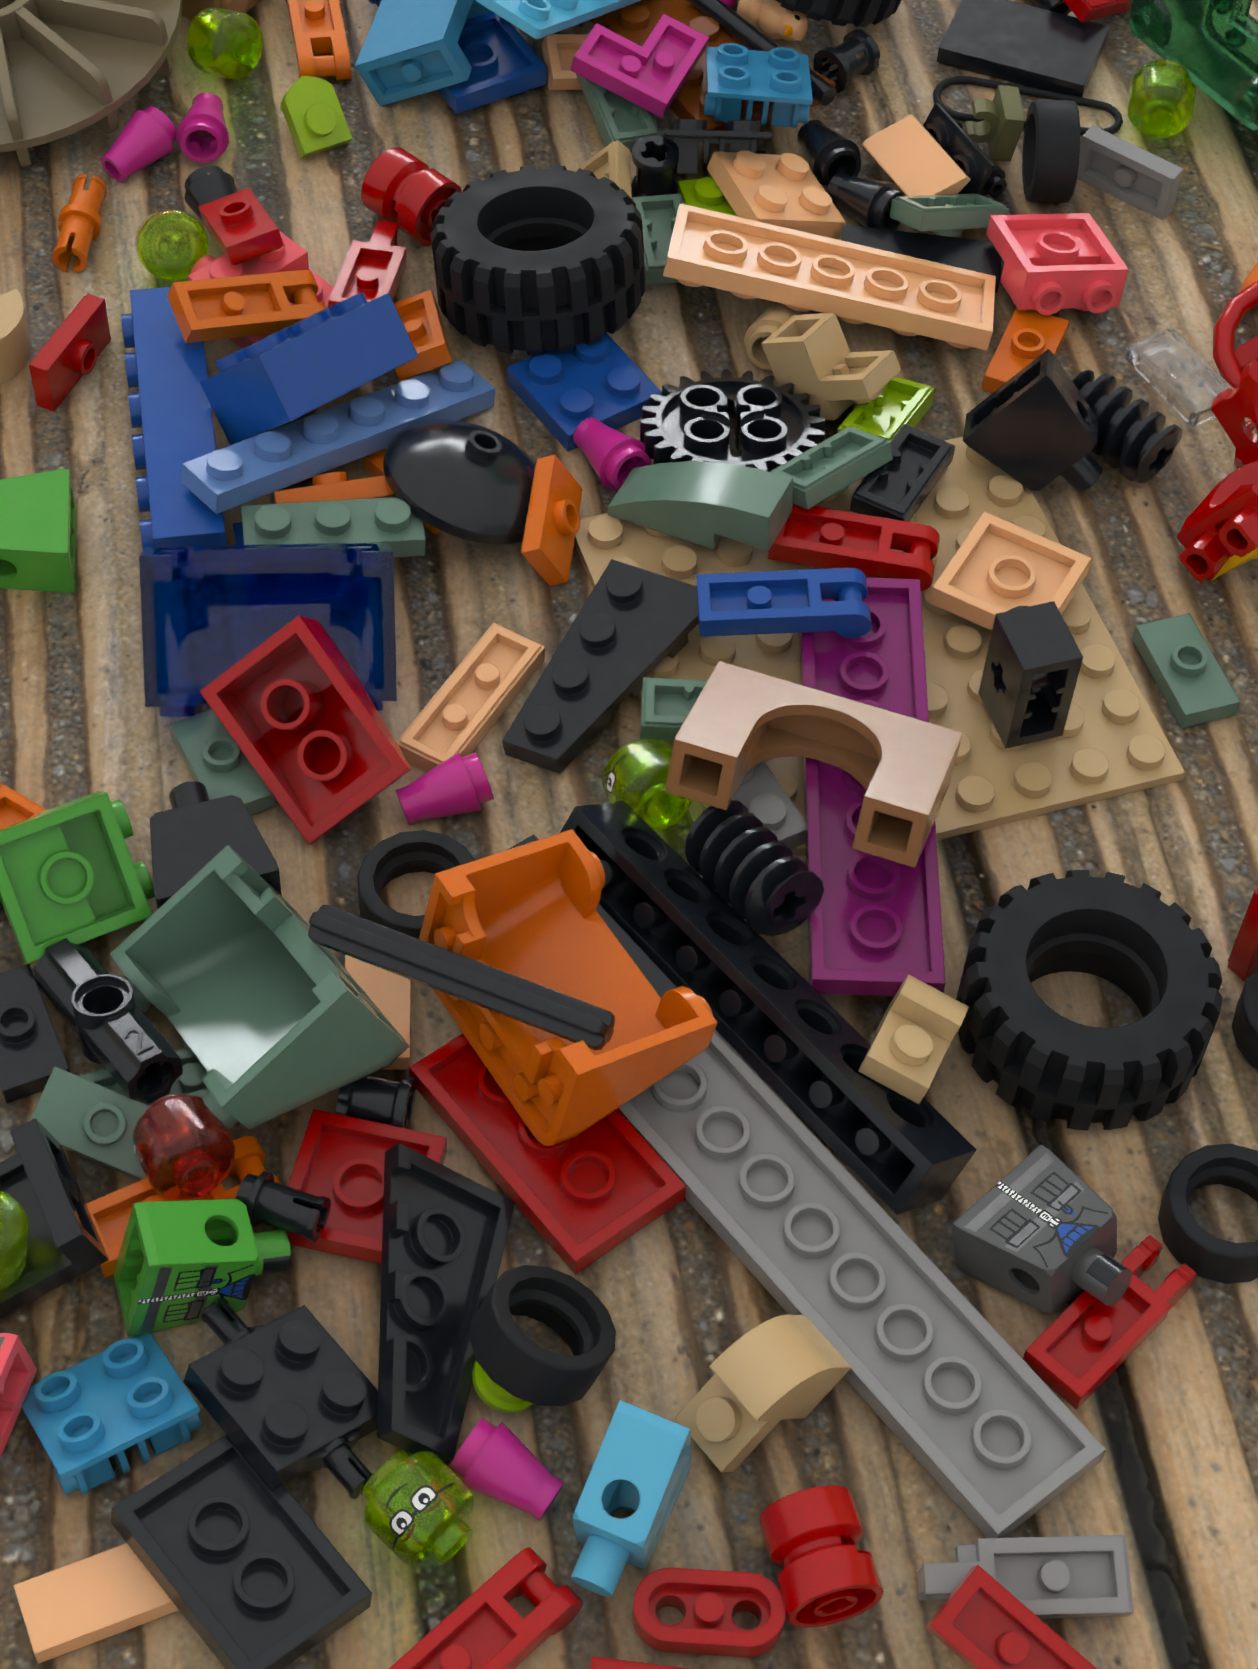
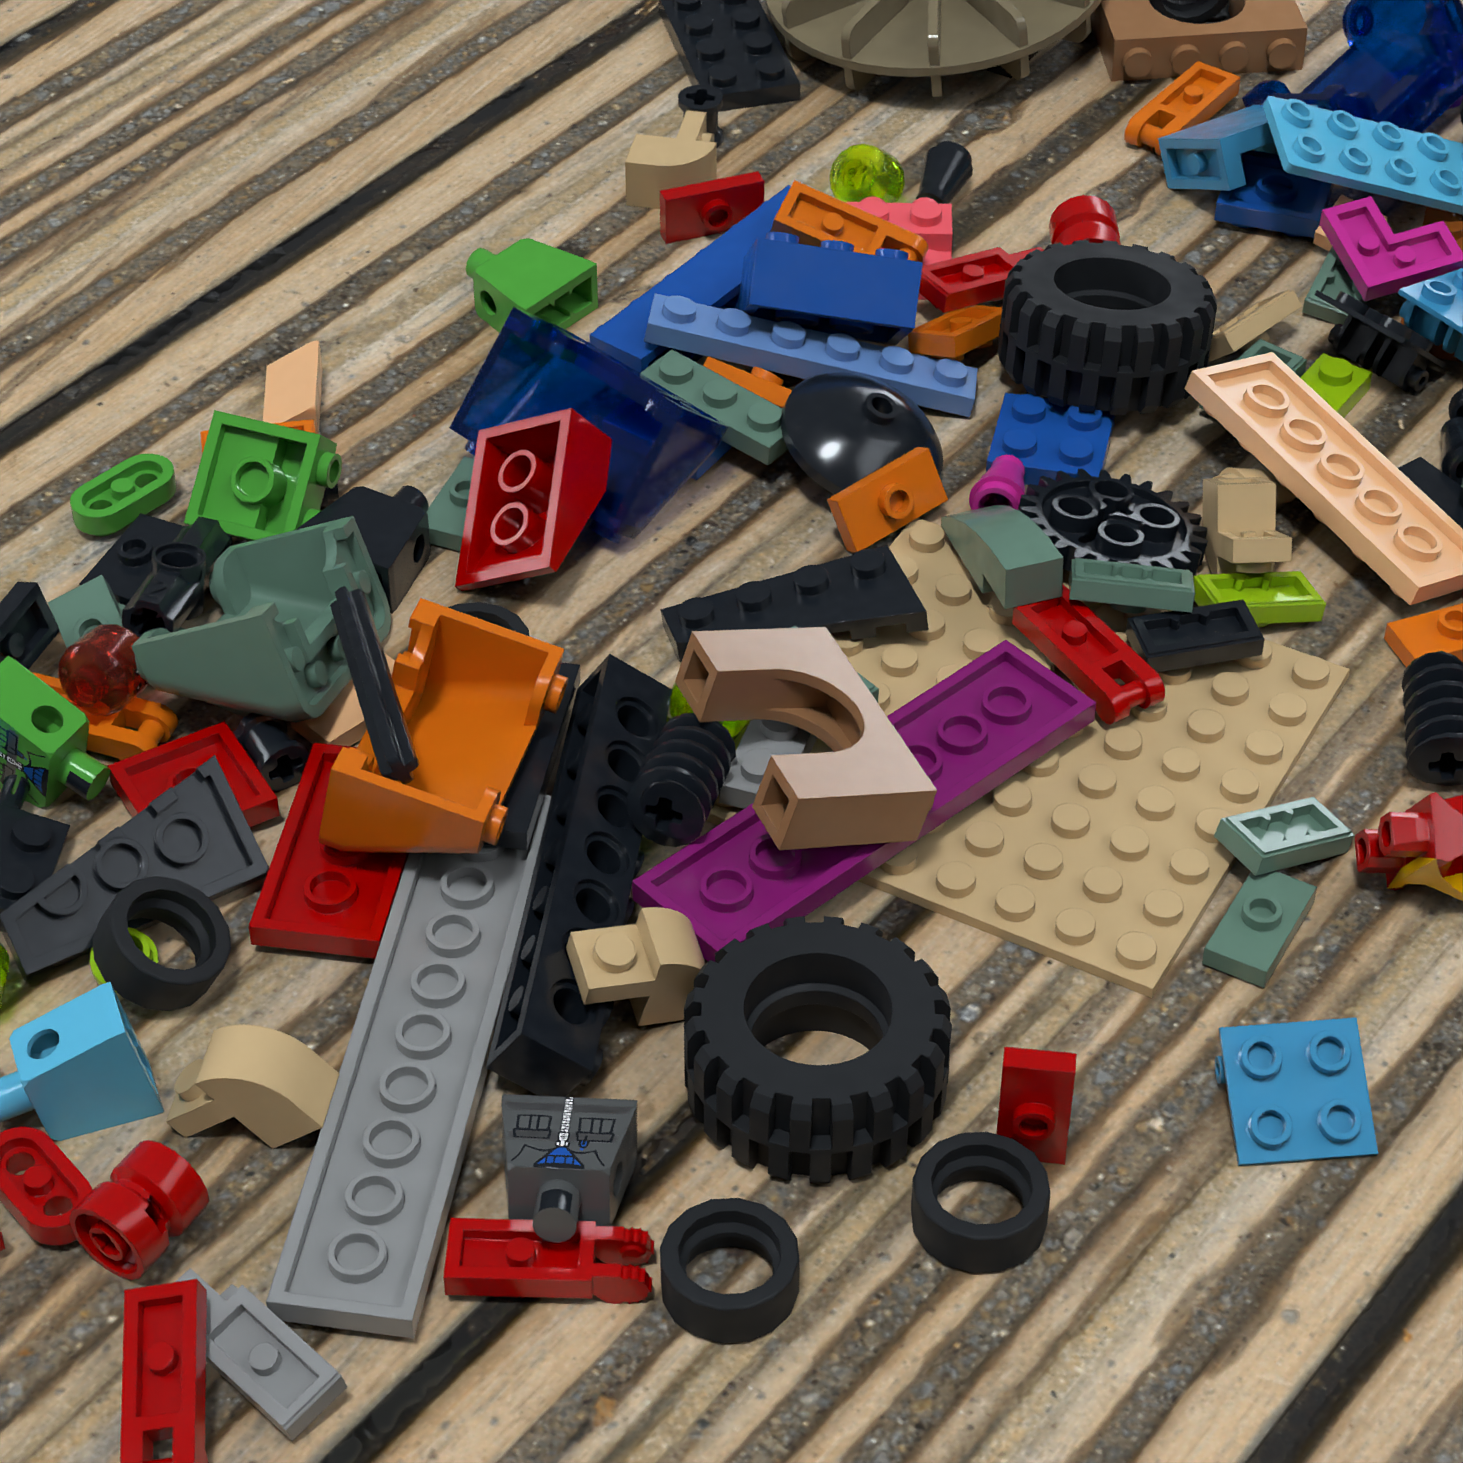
camera: 50 degrees right, 10 degrees down
(79, 223) = (834, 138): orange pin -> none
(142, 142) = (942, 113): dark pink cone -> none
(203, 129) = (1000, 127): dark pink cone -> none
(224, 42) = (1091, 80): clear neon green head -> none
(241, 226) = (915, 187): red plate -> none
(283, 1206) = (114, 740): black pin -> none
(314, 116) = (1090, 159): lime plate -> none
(446, 790) = (583, 612): dark pink cone -> none
(472, 698) = (676, 576): light nougat tile -> none
(505, 1469) = (41, 986): dark pink cone -> none
(655, 163) = (1309, 328): black bush -> none
(776, 191) = (1389, 402): light nougat plate -> none
(783, 602) = (952, 639): blue plate -> none
(1006, 569) = (1178, 756): light nougat plate -> none
(1030, 674) = (1071, 806): black brick -> none
(1037, 428) = (1351, 669): black torso -> none
(1128, 590) = (1284, 835): none -> sand green plate

